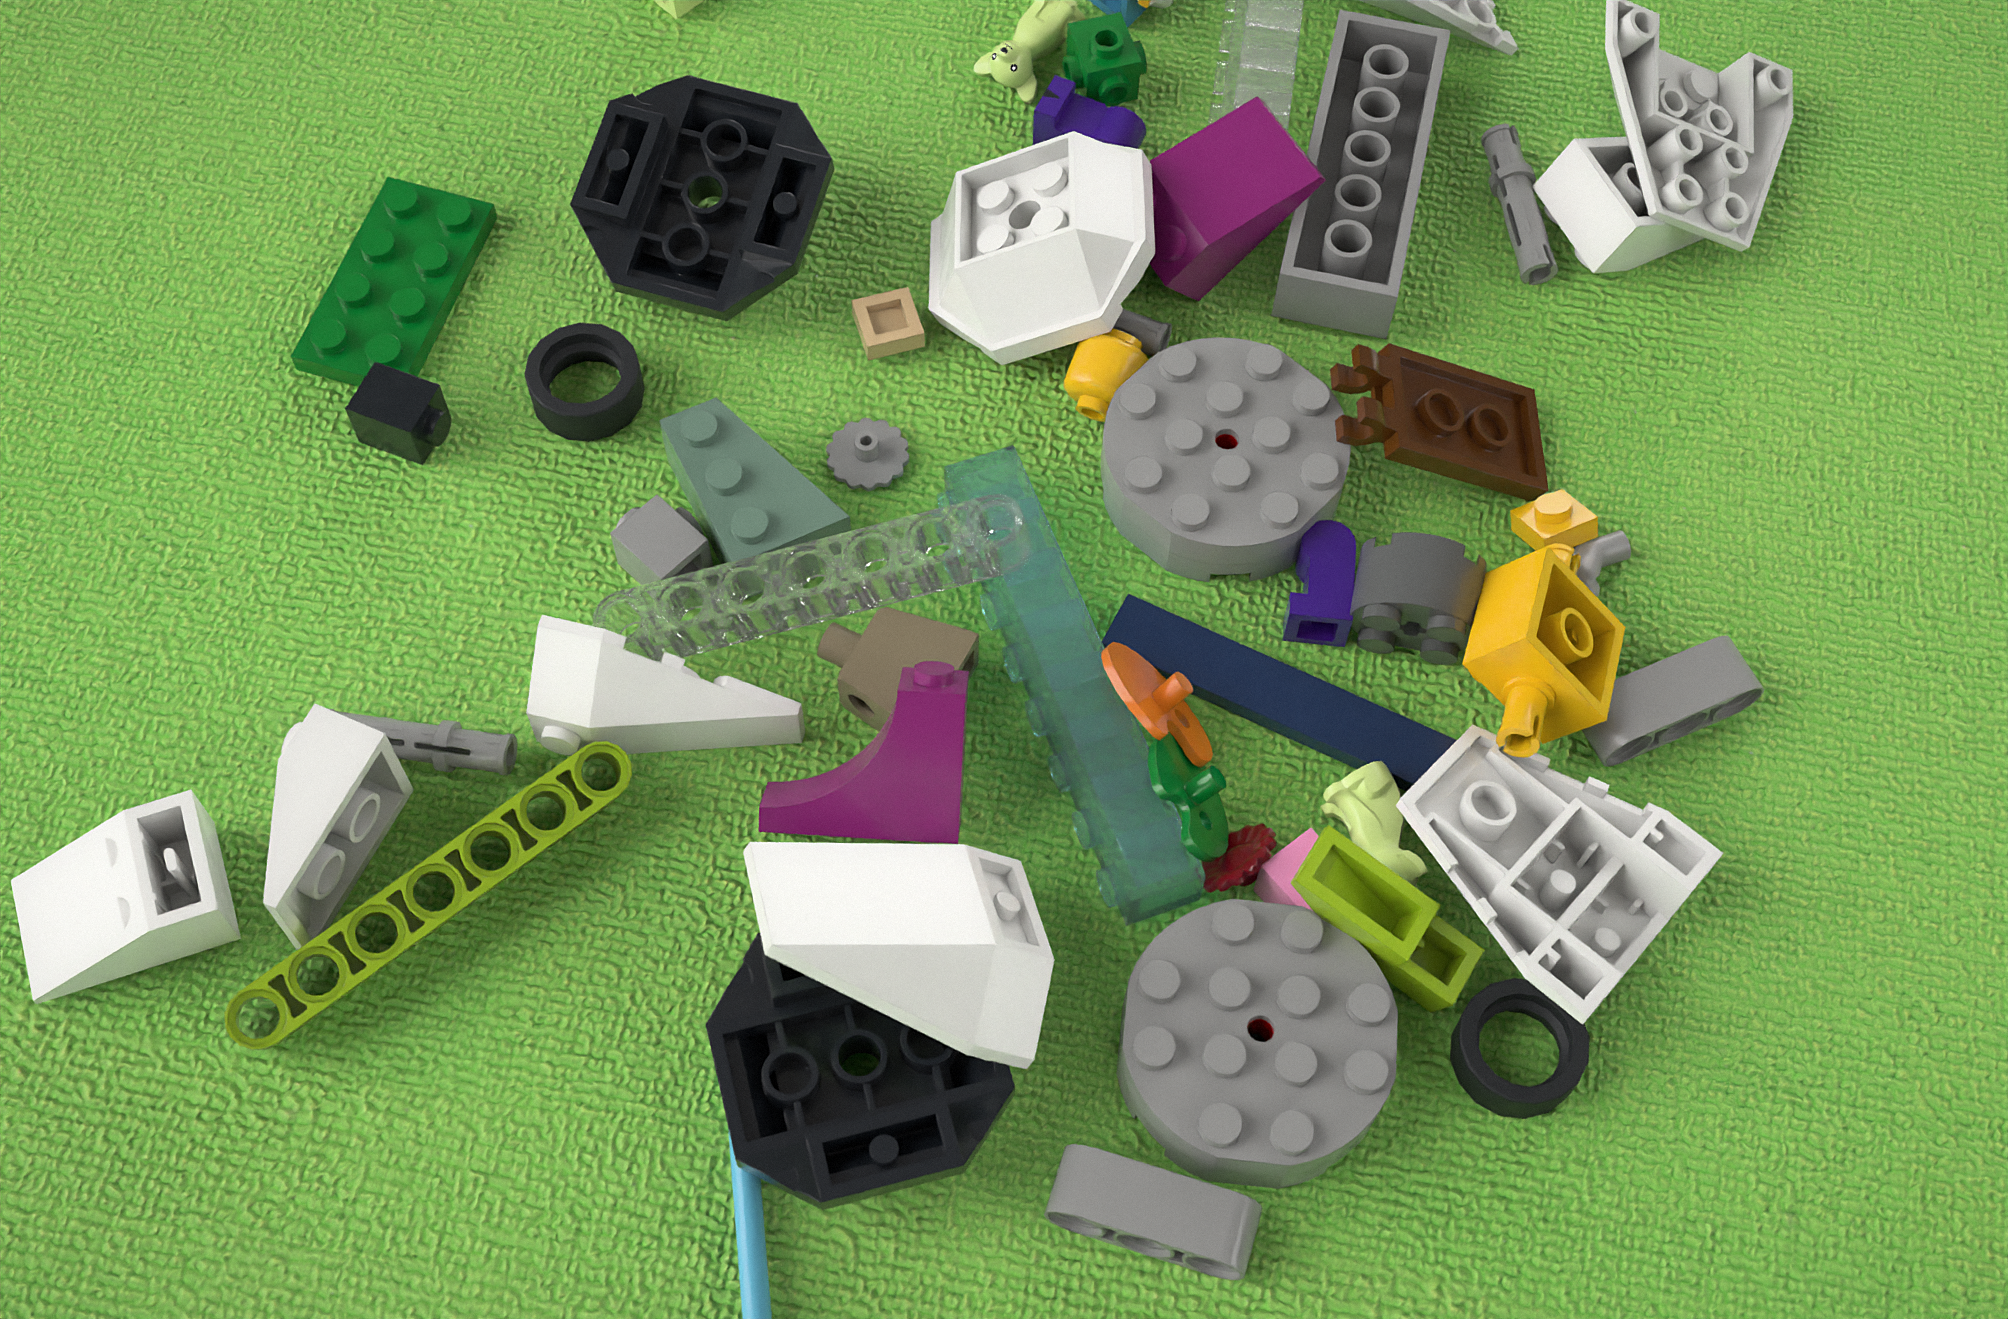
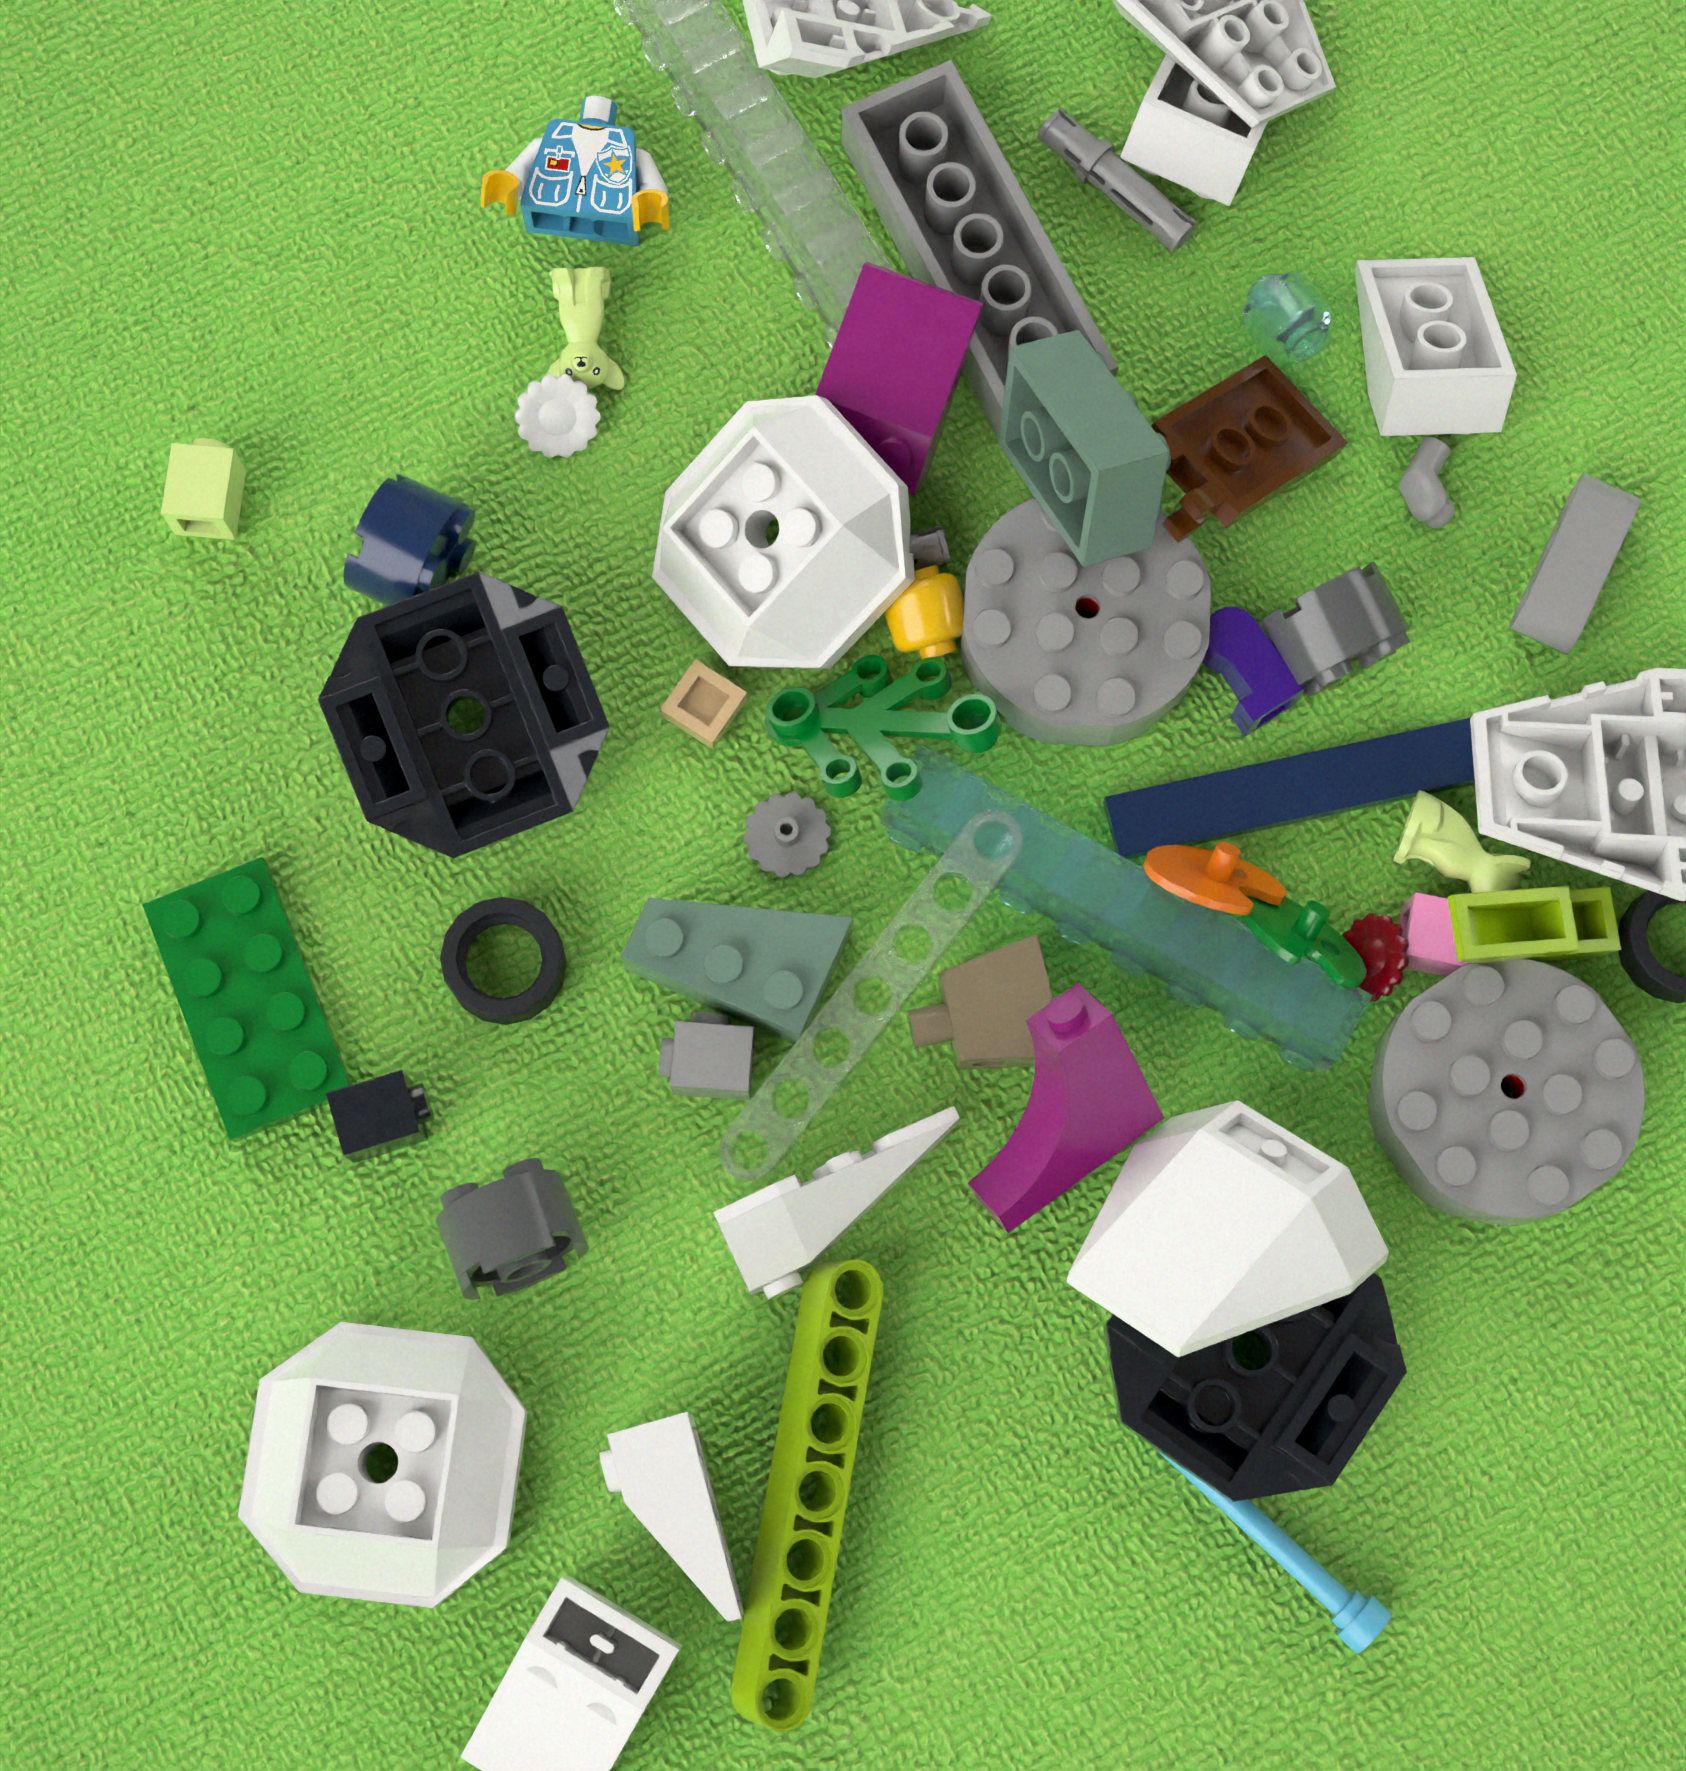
camera: 40 degrees left, 15 degrees up
(178, 692) = (455, 1476): none -> white piece
(404, 544) = (510, 1229): none -> dark grey brick
(445, 744) = (678, 1373): light grey pin -> none
(781, 60) = (409, 542): none -> dark blue brick
(948, 378) = (802, 718): none -> green plant
(962, 81) = (557, 415): none -> white piece
(1065, 111) = (707, 382): dark purple leg -> none
(1104, 59) = (669, 306): green brick -> none
(1154, 1212) = (1535, 1280): light grey beam -> none
(1311, 310) = (1083, 447): none -> sand green brick
(1543, 649) = (1471, 602): yellow brick -> none
(1554, 520) = (1375, 470): yellow plate -> none
(1573, 371) = (1287, 317): none -> clear light blue head
(1673, 471) = (1432, 347): none -> white slope

